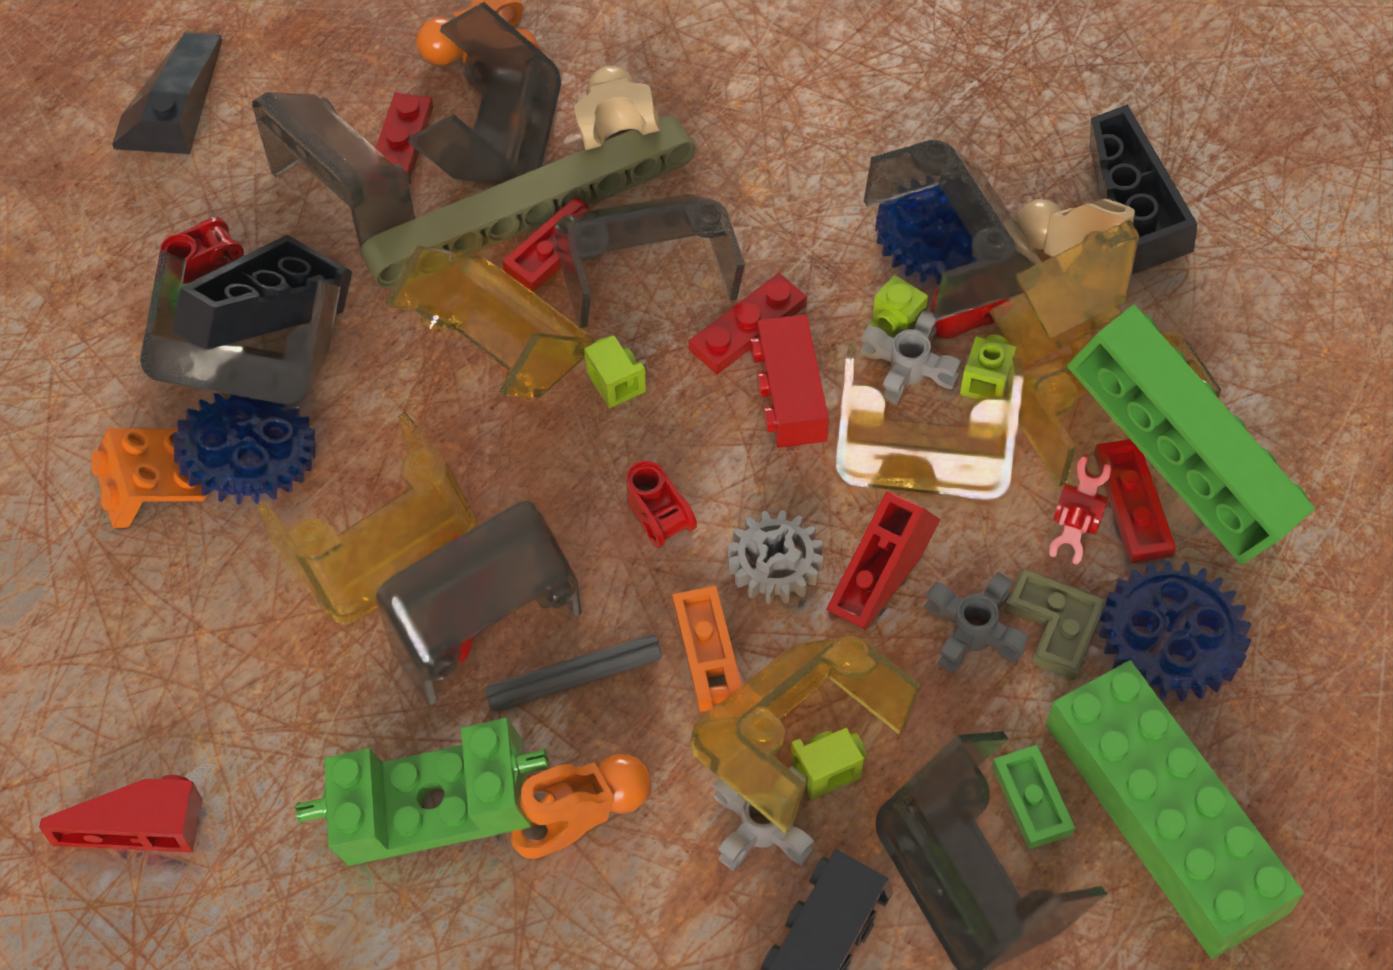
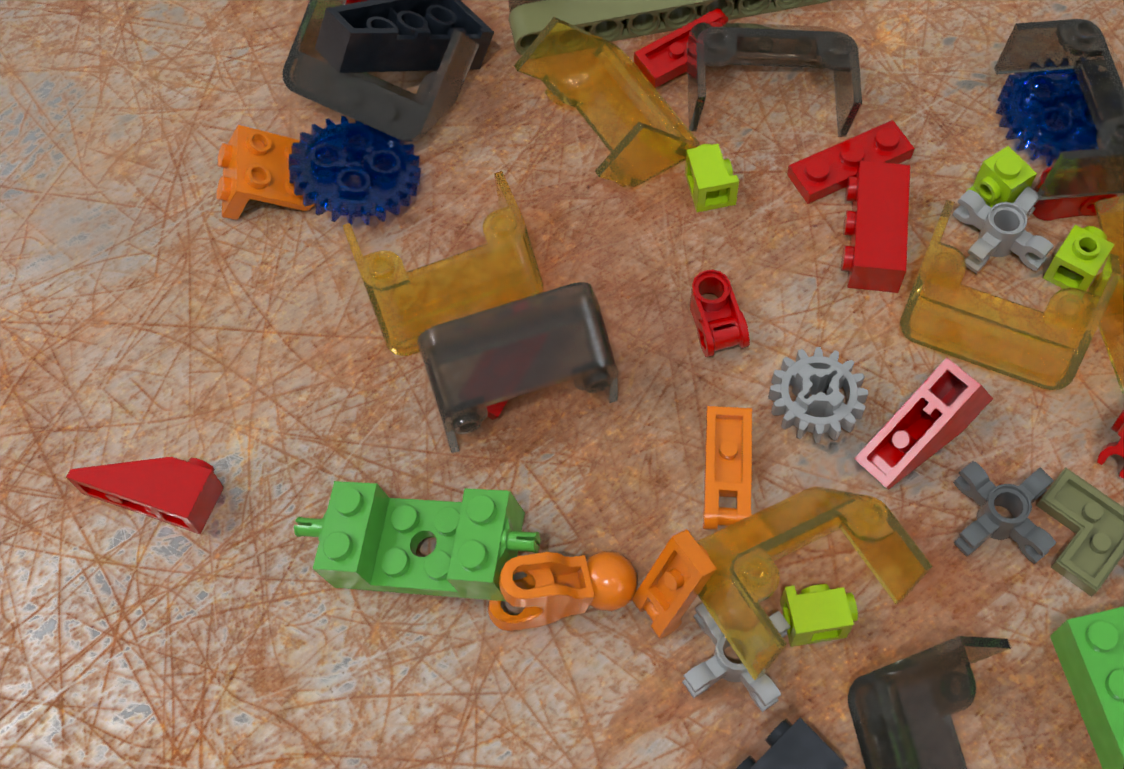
camera: 20 degrees right, 5 degrees up
(573, 672) = (593, 457): dark grey axle -> none
(686, 765) = (674, 582): none -> orange plate
(1033, 797) = (1019, 710): bright green plate -> none

